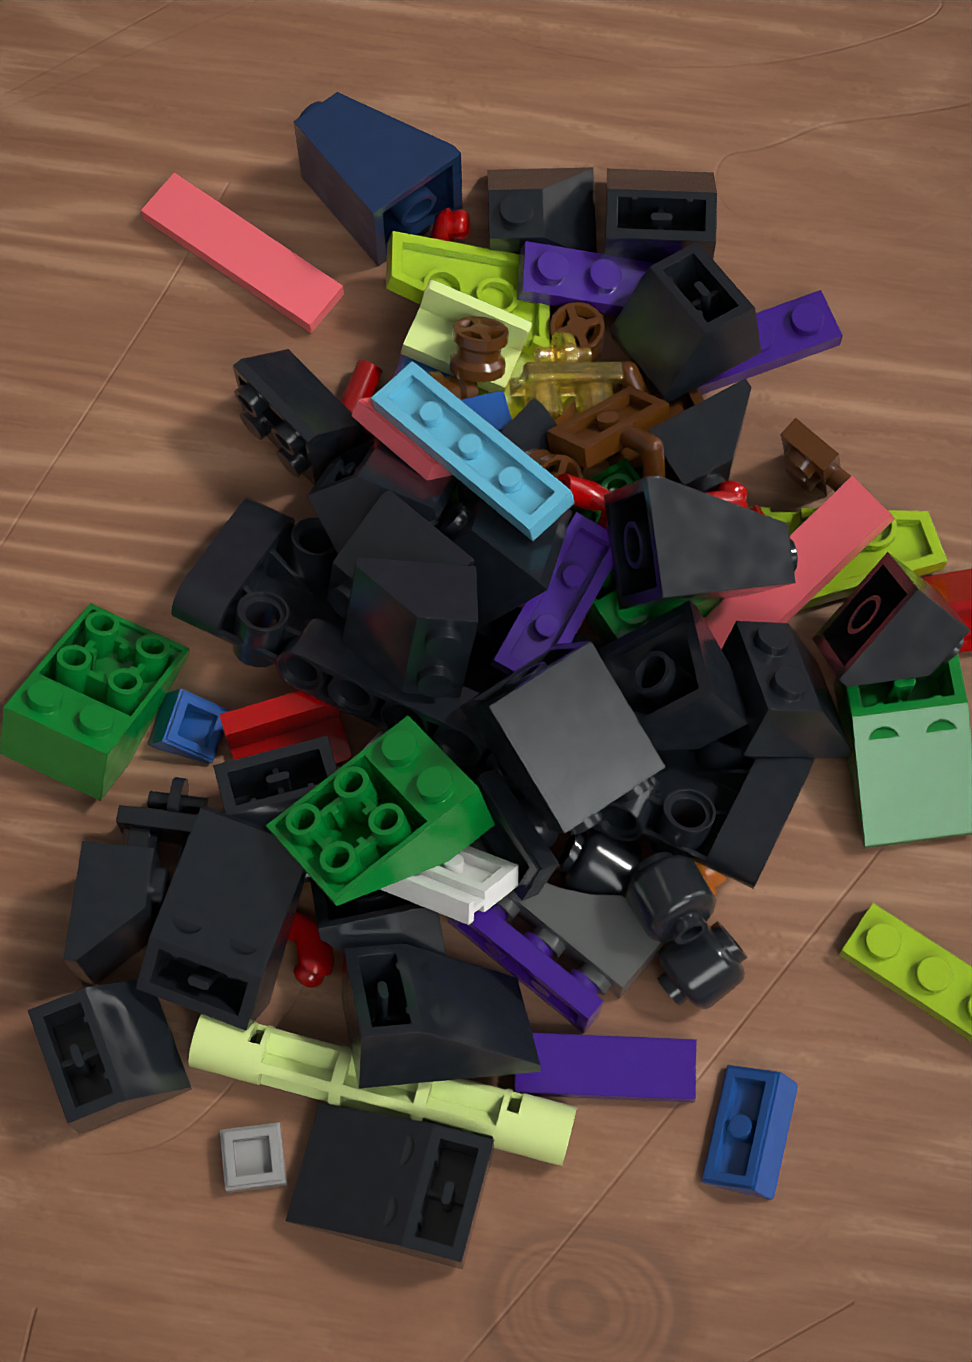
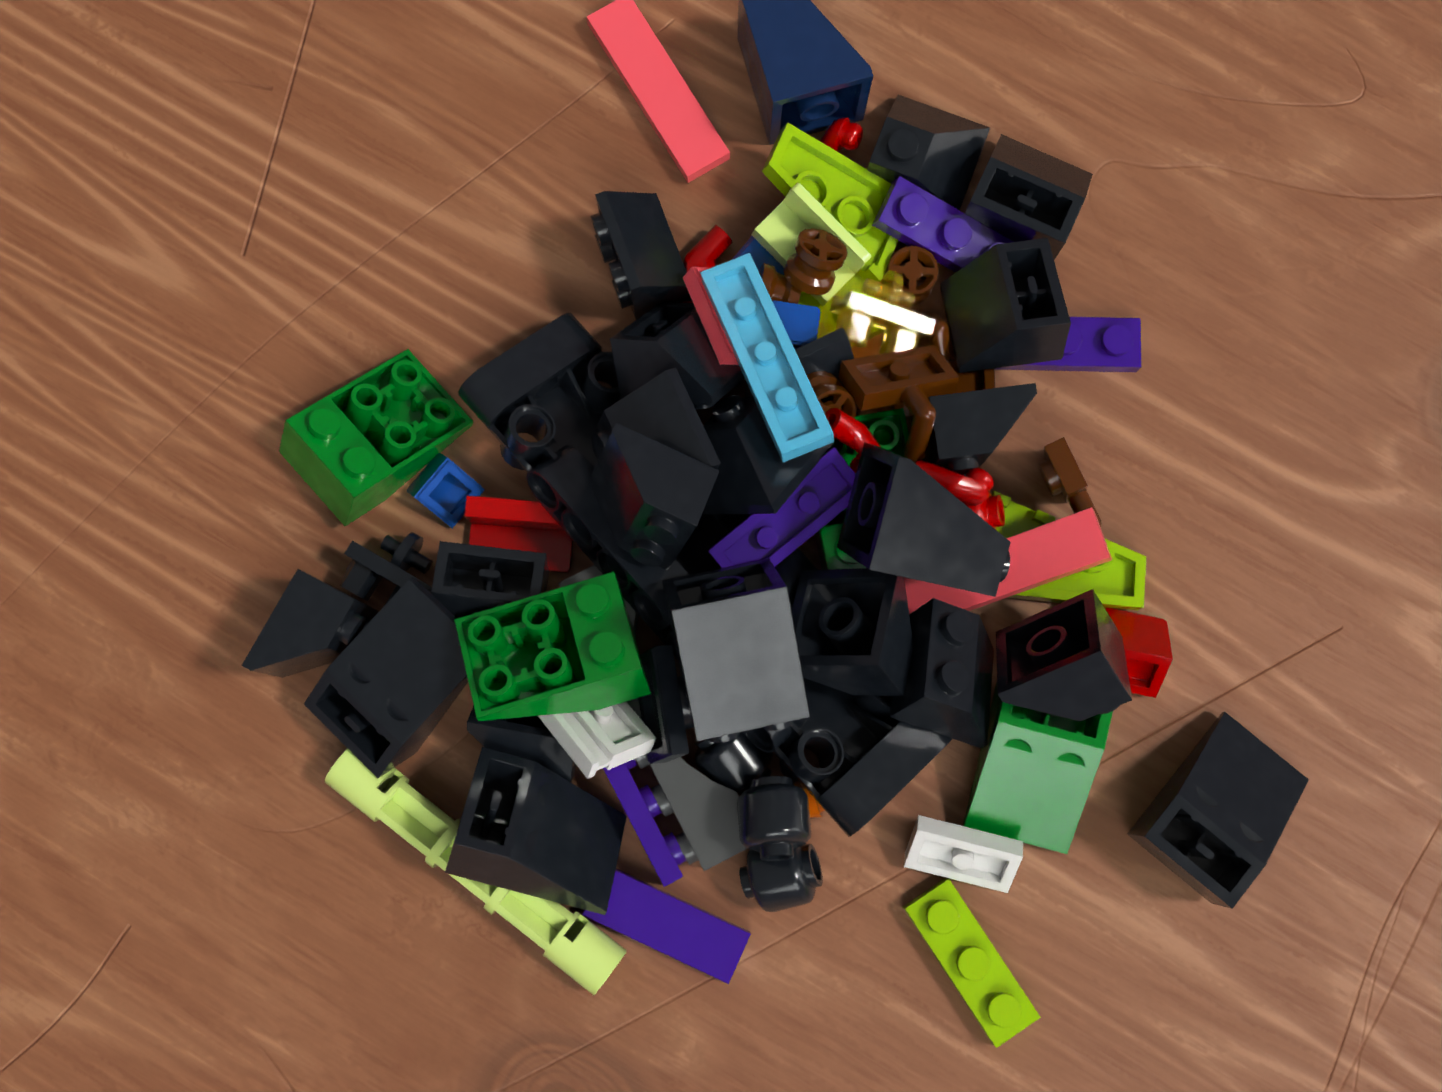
camera: 20 degrees right, 10 degrees up
(108, 1053) = (260, 747): black slope -> none
(253, 1157) = (350, 877): light grey tile -> none
(313, 954) = (459, 740): red arm -> none
(392, 1183) = (448, 954): black slope -> none
(750, 1131) = (762, 1027): blue slope -> none
(876, 871) = (963, 854): none -> white plate

